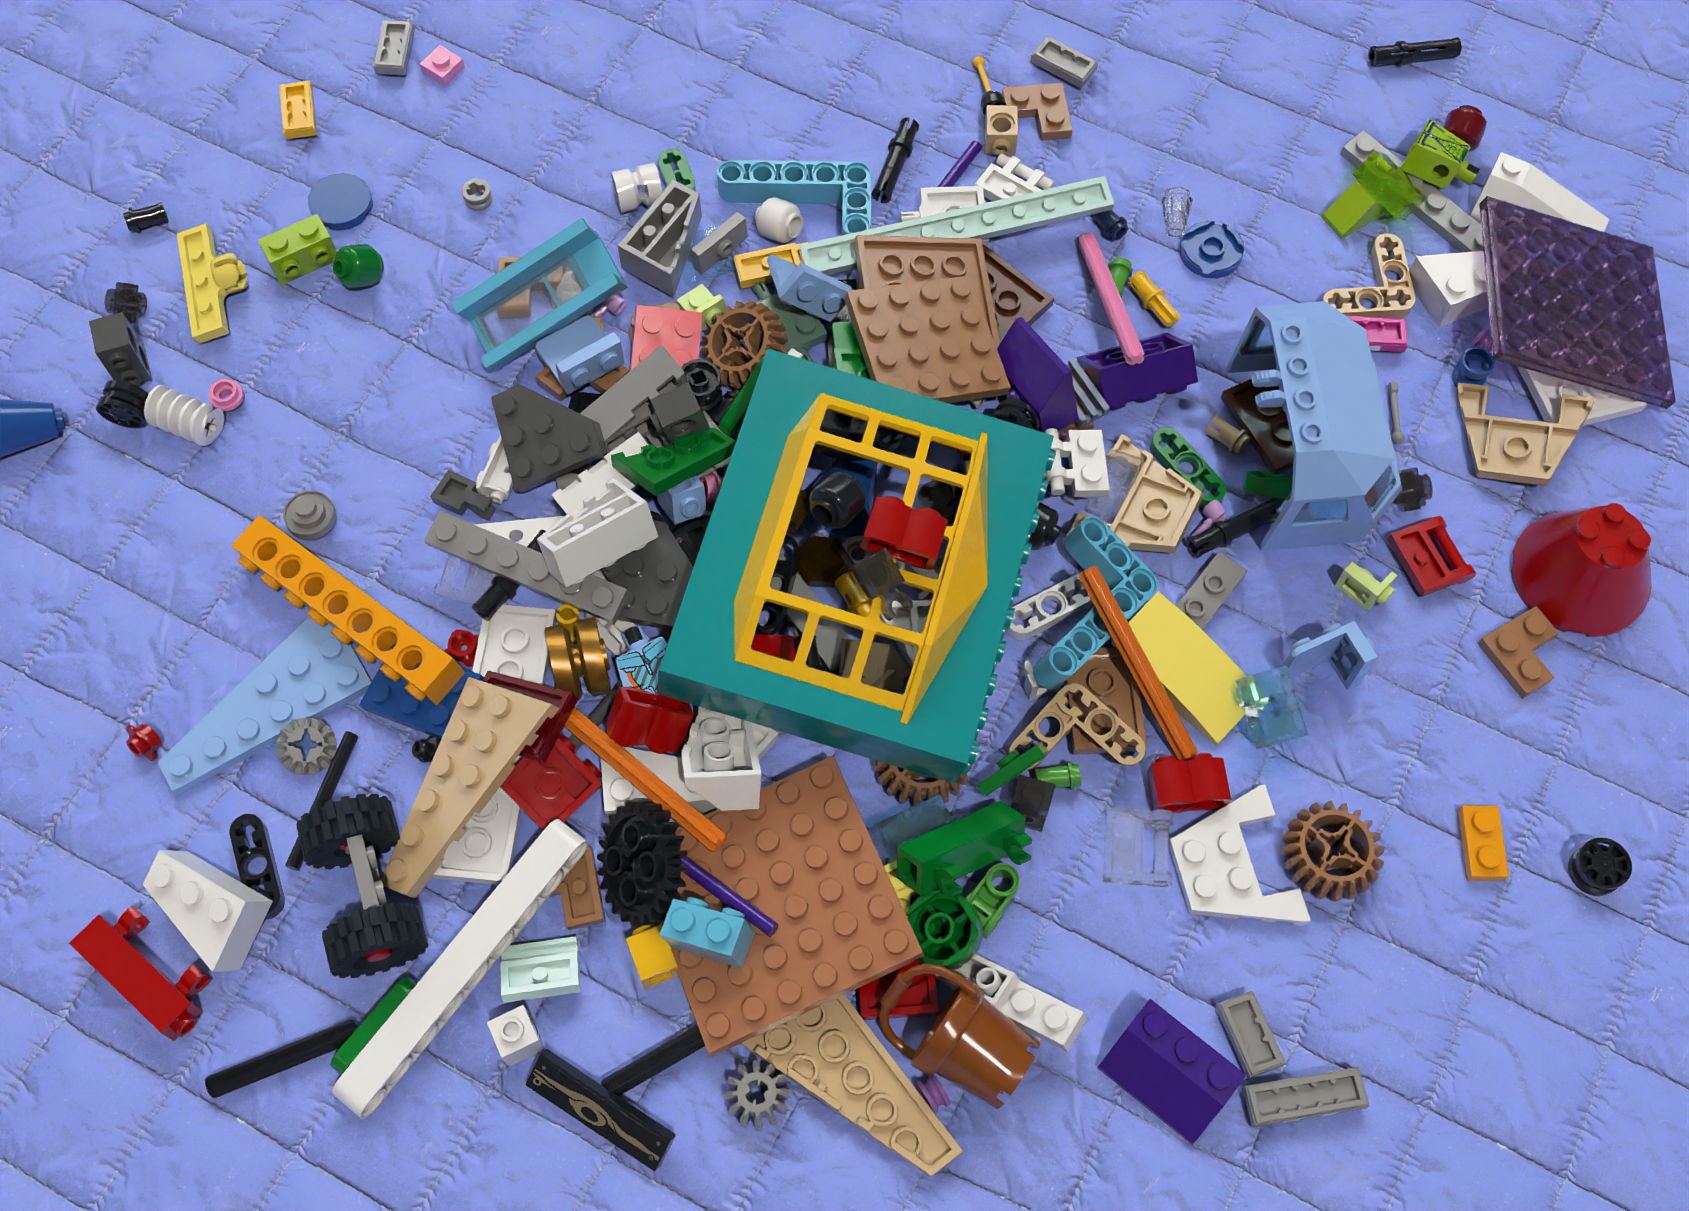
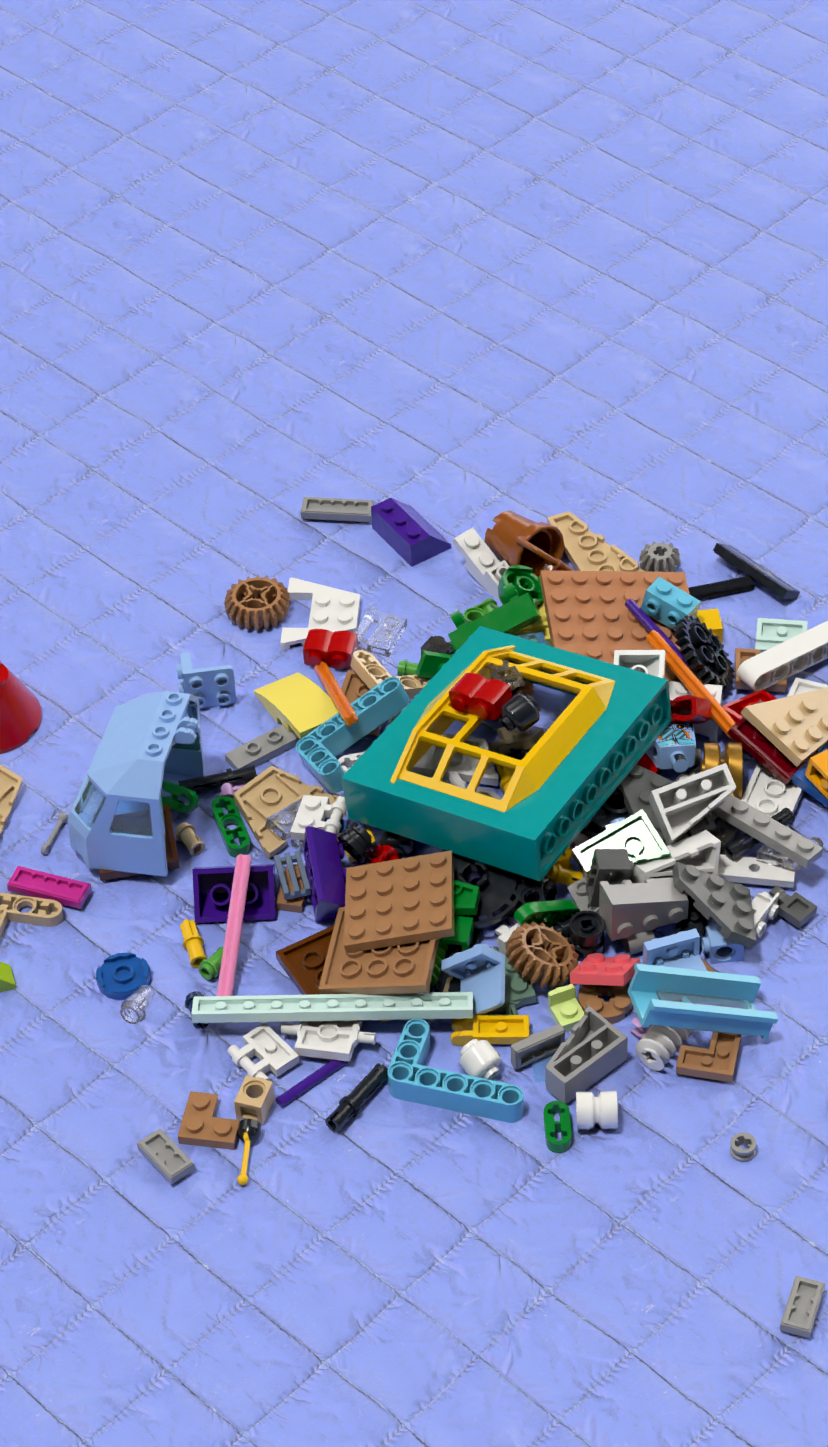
camera: 160 degrees left, 20 degrees down
(442, 65) = (757, 1284): bright pink plate -> none
(462, 638) = (806, 814): red plate -> none
(515, 1035) = (802, 604): white brick -> none
(1250, 1034) = (354, 538): light grey plate -> none
(1276, 689) = (256, 670): clear light blue brick -> none
(1415, 489) = (76, 772): clear smoke gear -> none
(1422, 559) = (94, 728): red plate -> none
(1483, 843) = (158, 597): light orange plate -> none
(1513, 647) = (67, 687): medium nougat plate -> none
(1600, 868) = (96, 572): black wheel -> none

